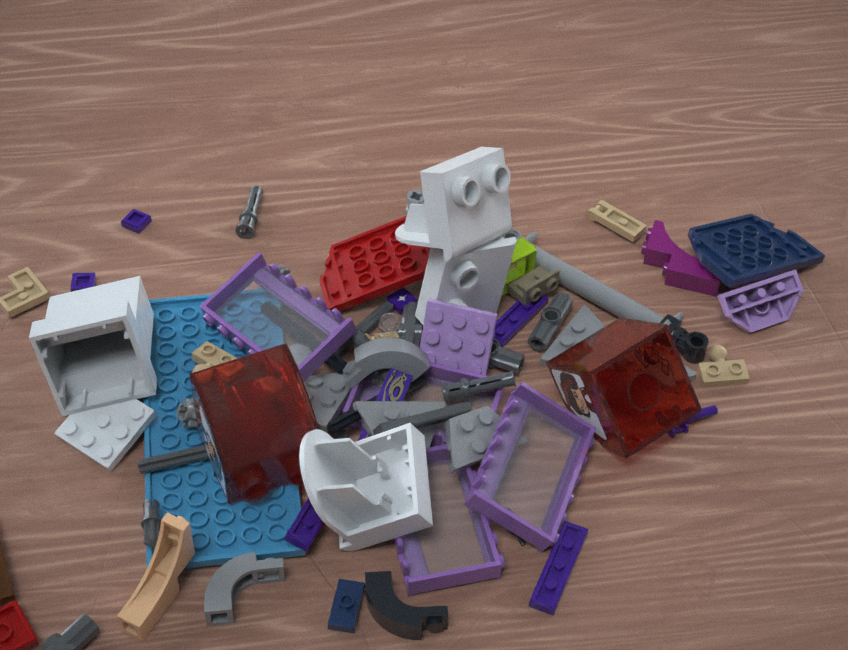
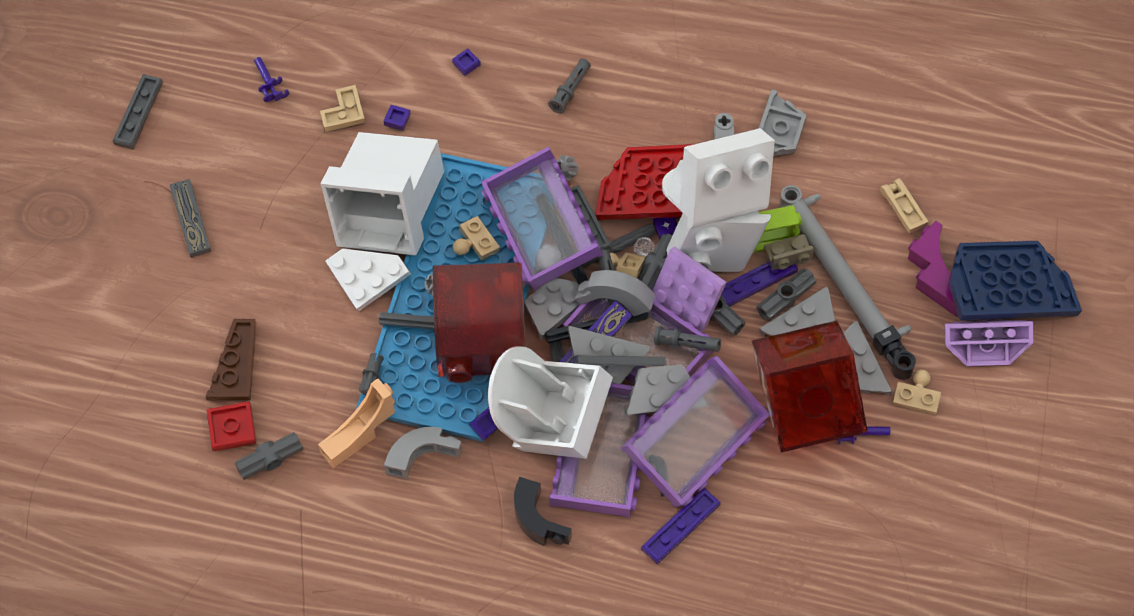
camera: 25 degrees right, 15 degrees up
(346, 605) = (497, 497): dark blue plate -> none

